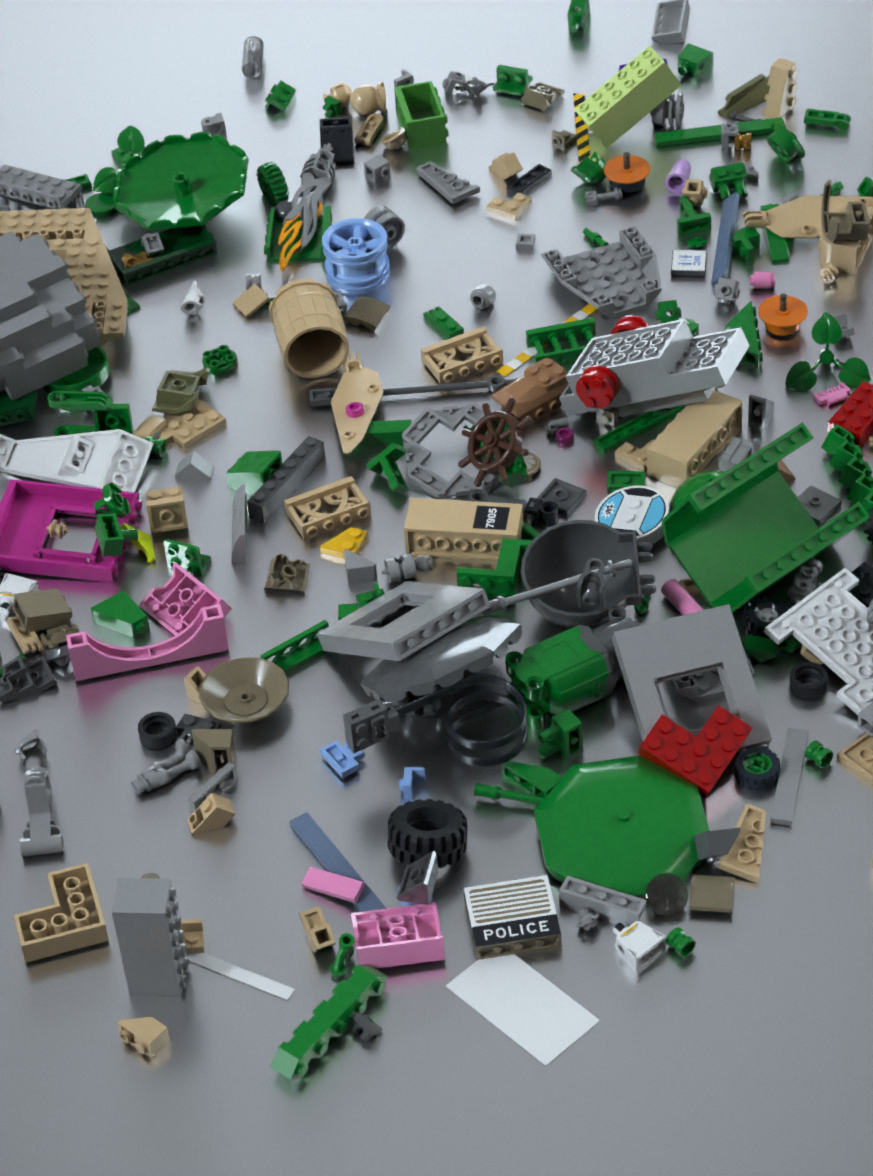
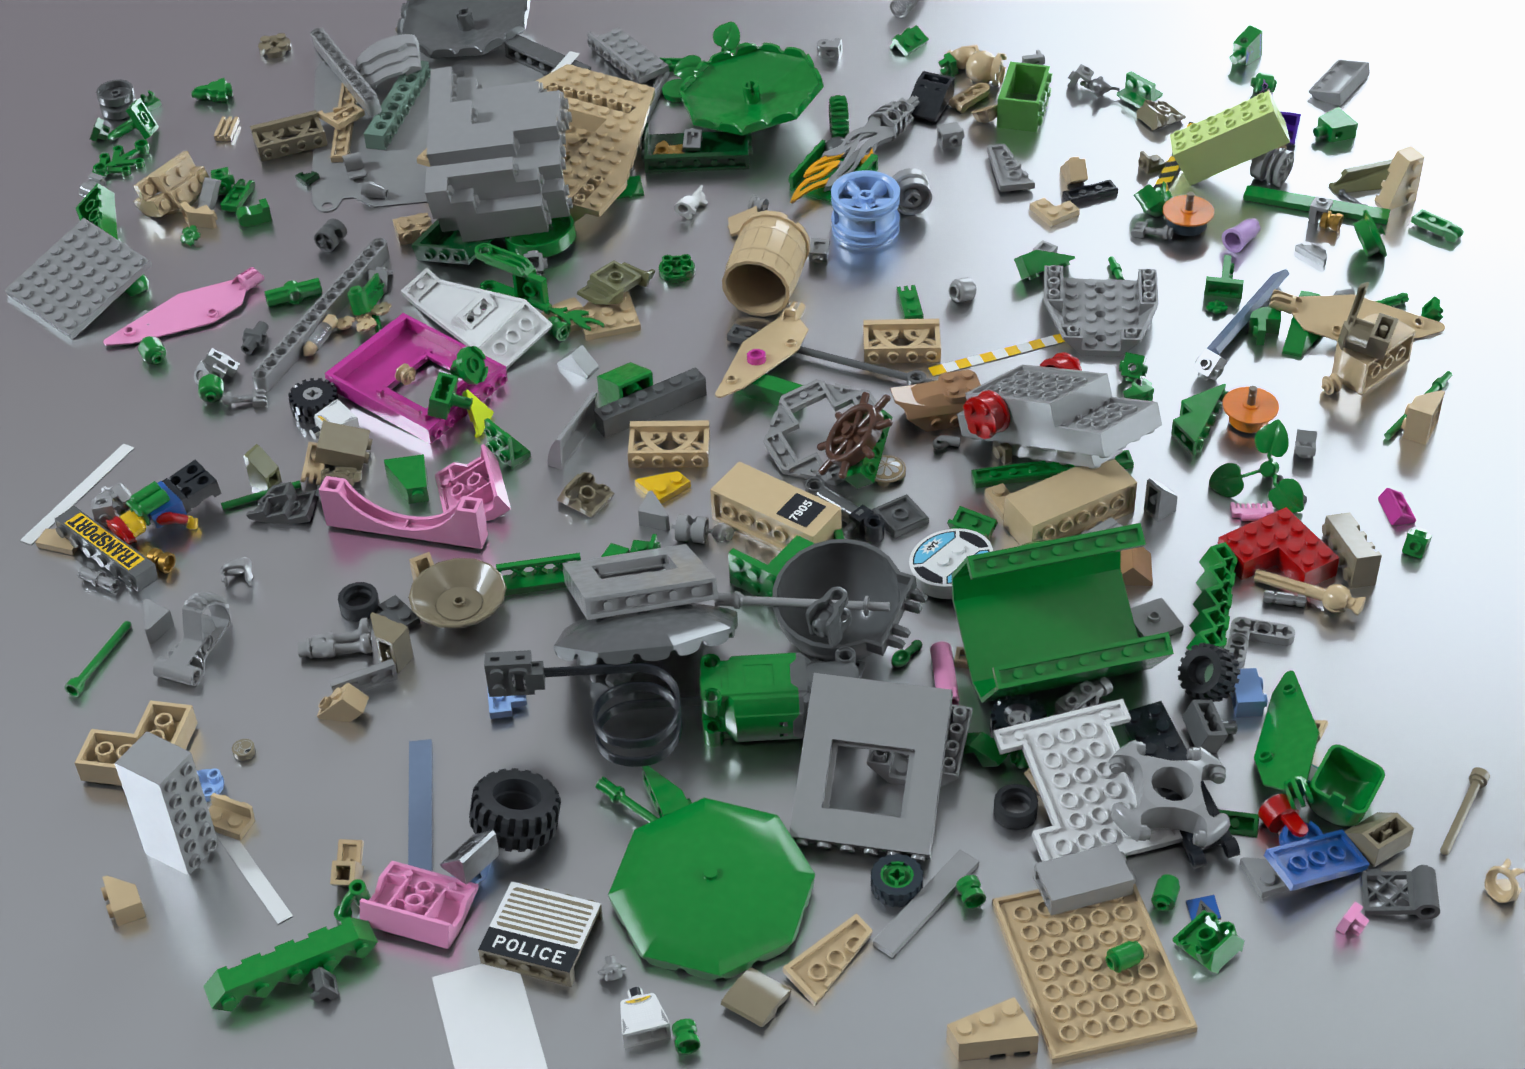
camera: 25 degrees right, 0 degrees up
(166, 429) = (575, 316): none -> green piece
(166, 510) = (521, 394): tan bracket -> none
(333, 884) = (399, 824): bright pink tile -> none
(367, 312) = (843, 269): dark tan slope -> none
(386, 463) = (751, 422): green bracket -> none
(412, 776) = (546, 747): light blue bracket -> none
(529, 253) = (1033, 263): none -> green slope
(558, 333) = (1003, 351): green fence -> none
(564, 436) = (947, 455): dark pink tile -> none
(564, 736) = (723, 764): green brick -> none
(611, 42) = (1263, 82): none -> green head
(611, 904) = (632, 951): light grey panel -> none
(666, 894) = (705, 977): clear smoke tile -> none
(689, 263) = (1194, 324): white tile -> none
(695, 191) = (1244, 255): tan brick -> none
(698, 758) = (833, 844): red piece -> none
(715, 843) = (790, 944): dark grey slope -> none
(729, 177) = (1289, 252): green brick -> none
(762, 280) = (1256, 367): bright pink brick -> none

